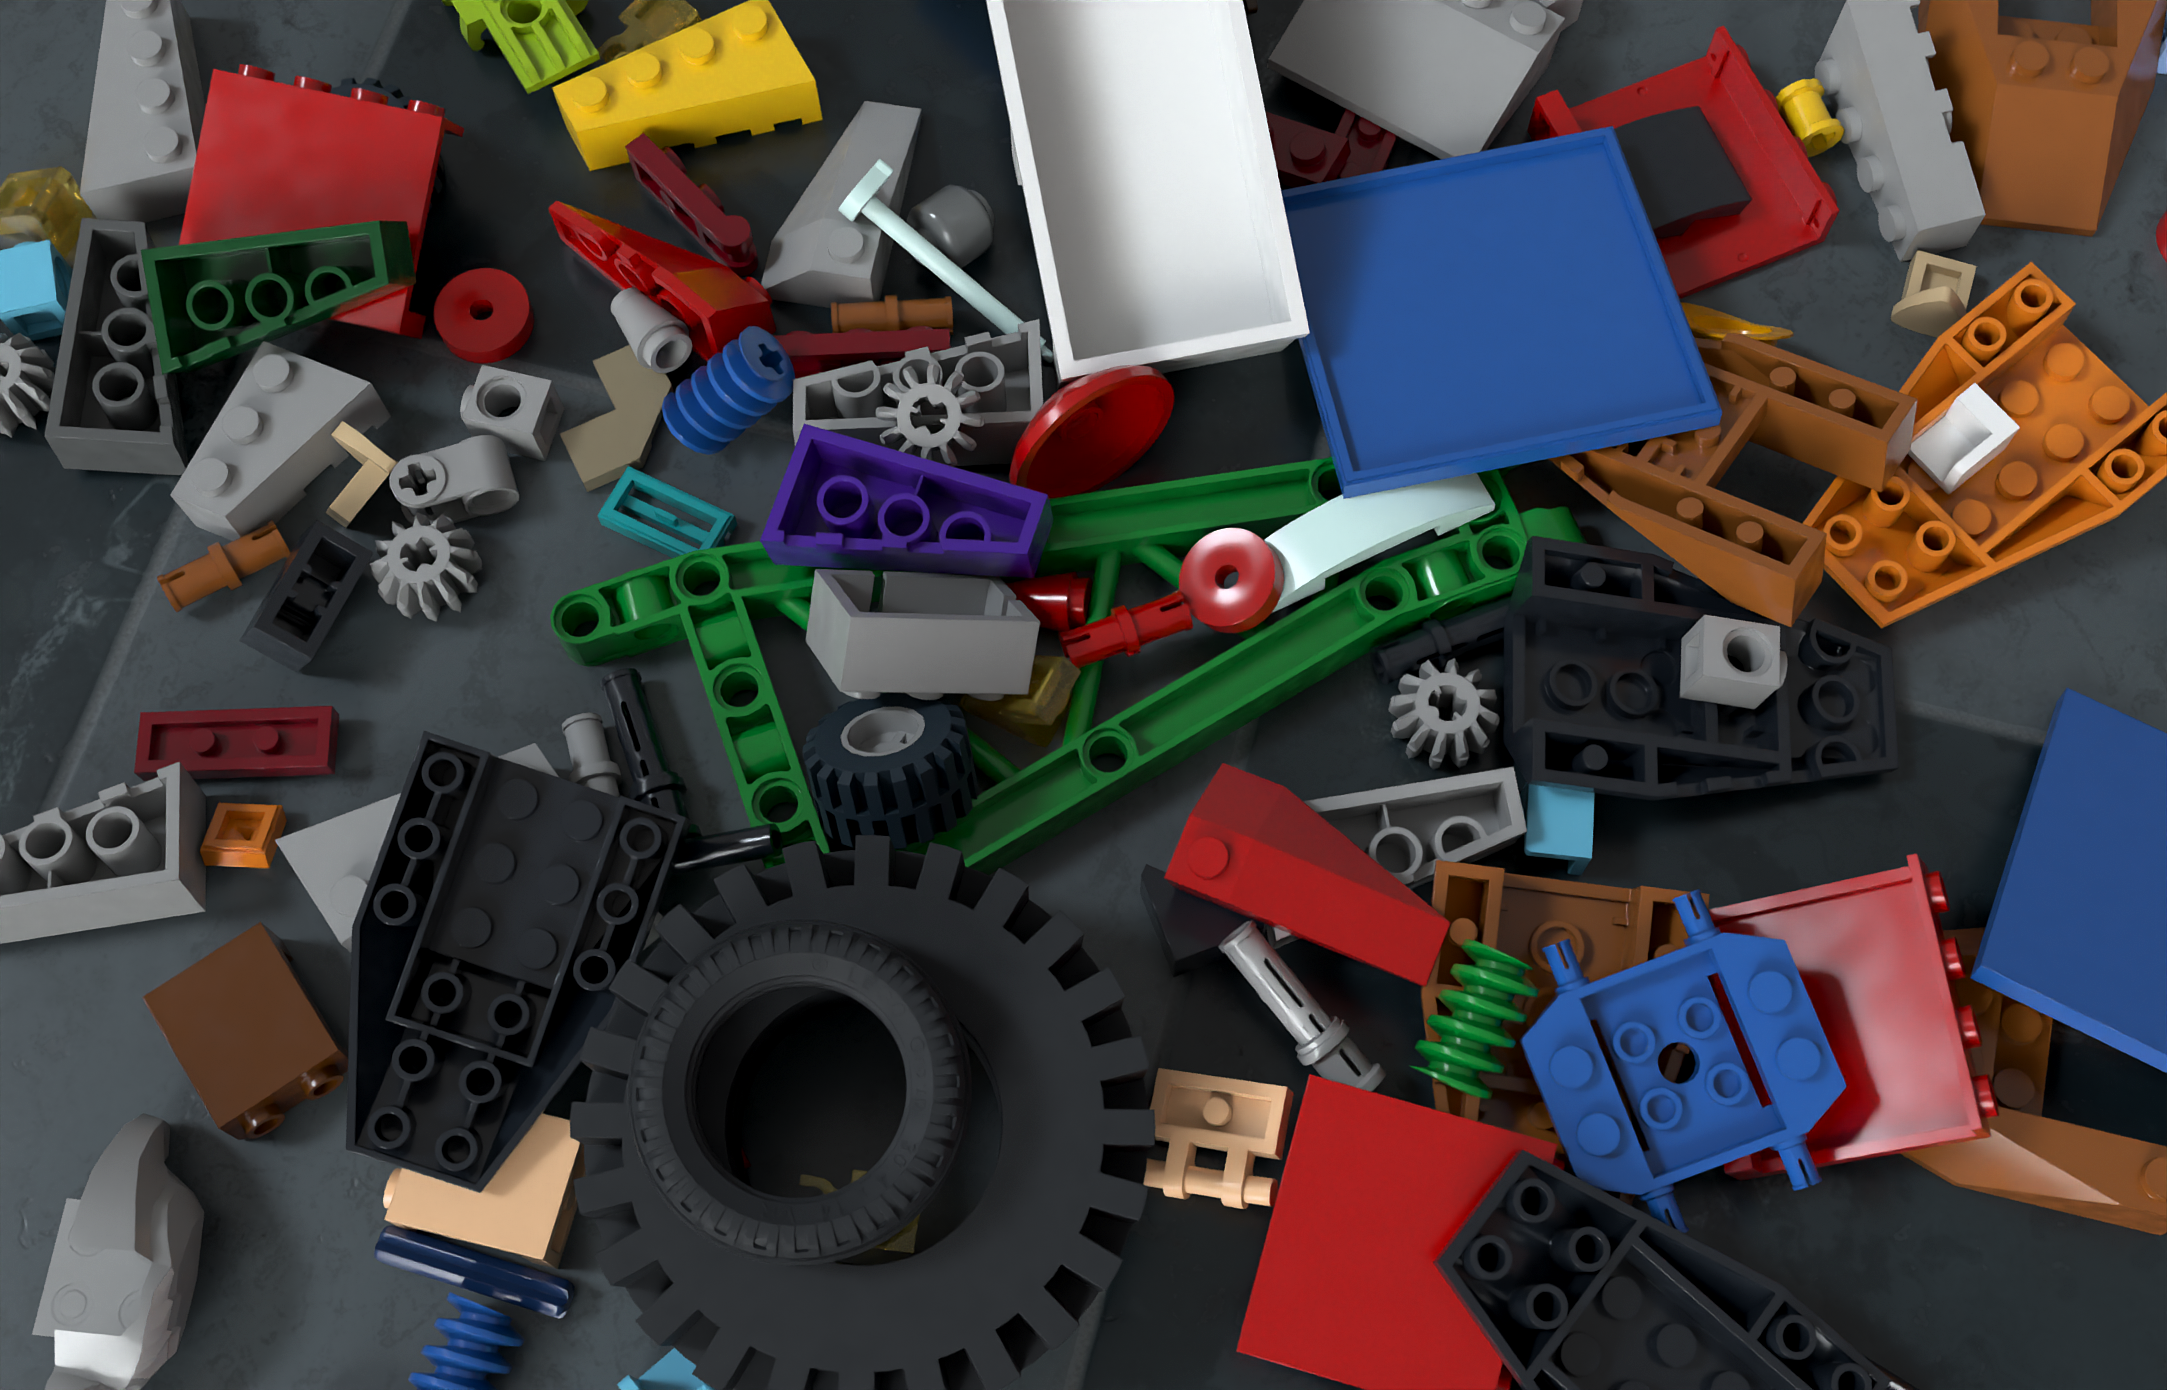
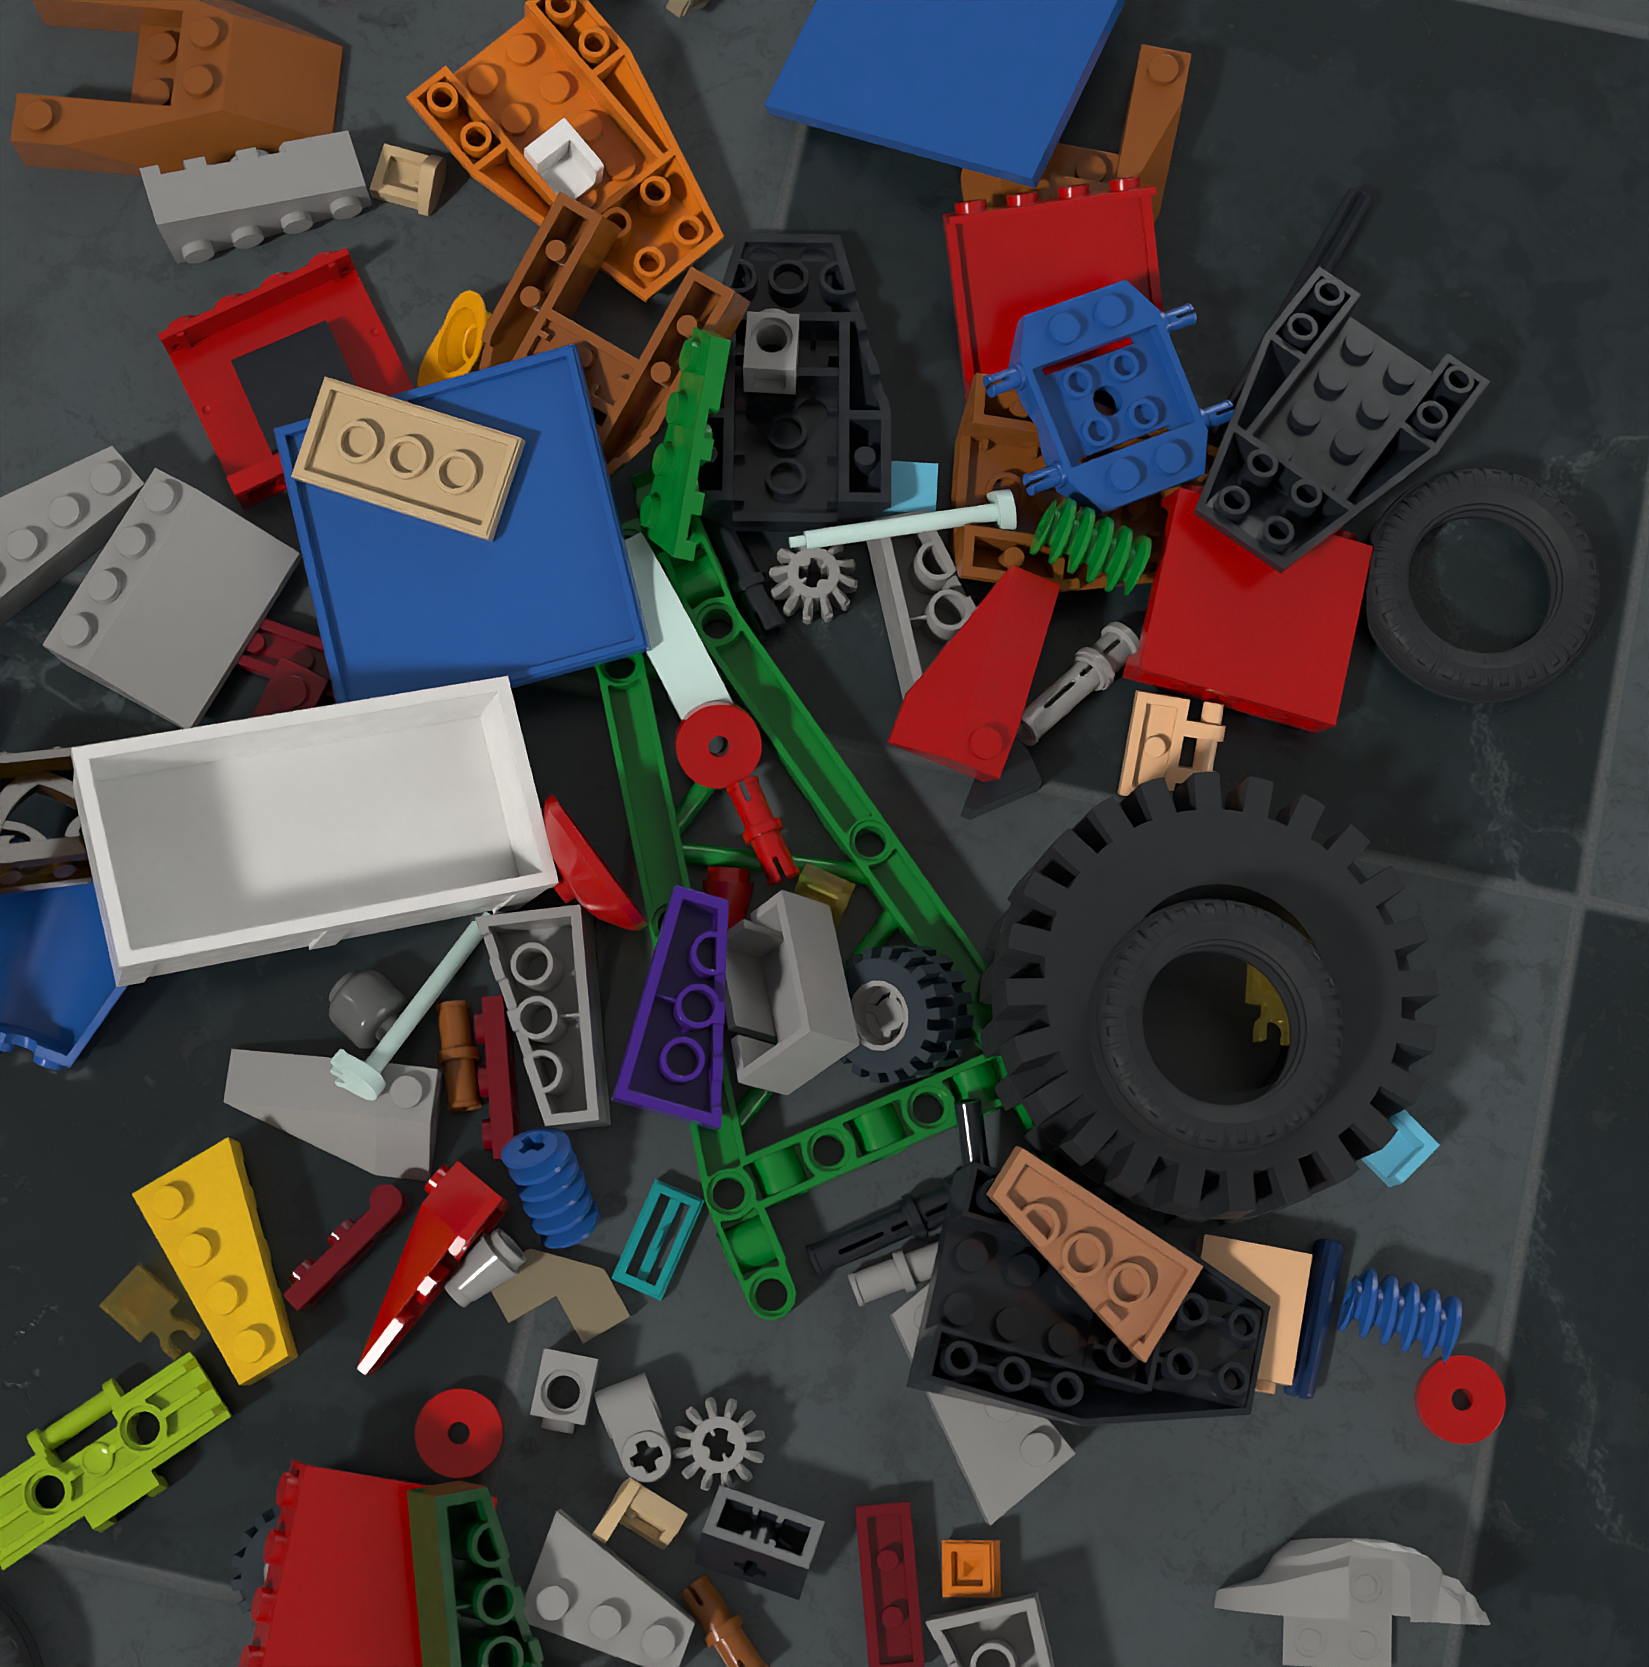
camera: 100 degrees left, 10 degrees up
(248, 1034) = (1144, 1529): reddish brown panel -> none
(546, 972) = (1105, 1256): none -> nougat wing
(938, 397) = (602, 1015): light grey gear -> none
(1524, 920) = (1000, 511): none -> light aqua piece
(1574, 248) = (408, 459): none -> tan tile
(1578, 522) = (686, 445): none -> green wing
(1808, 115) = (238, 270): yellow bush -> none

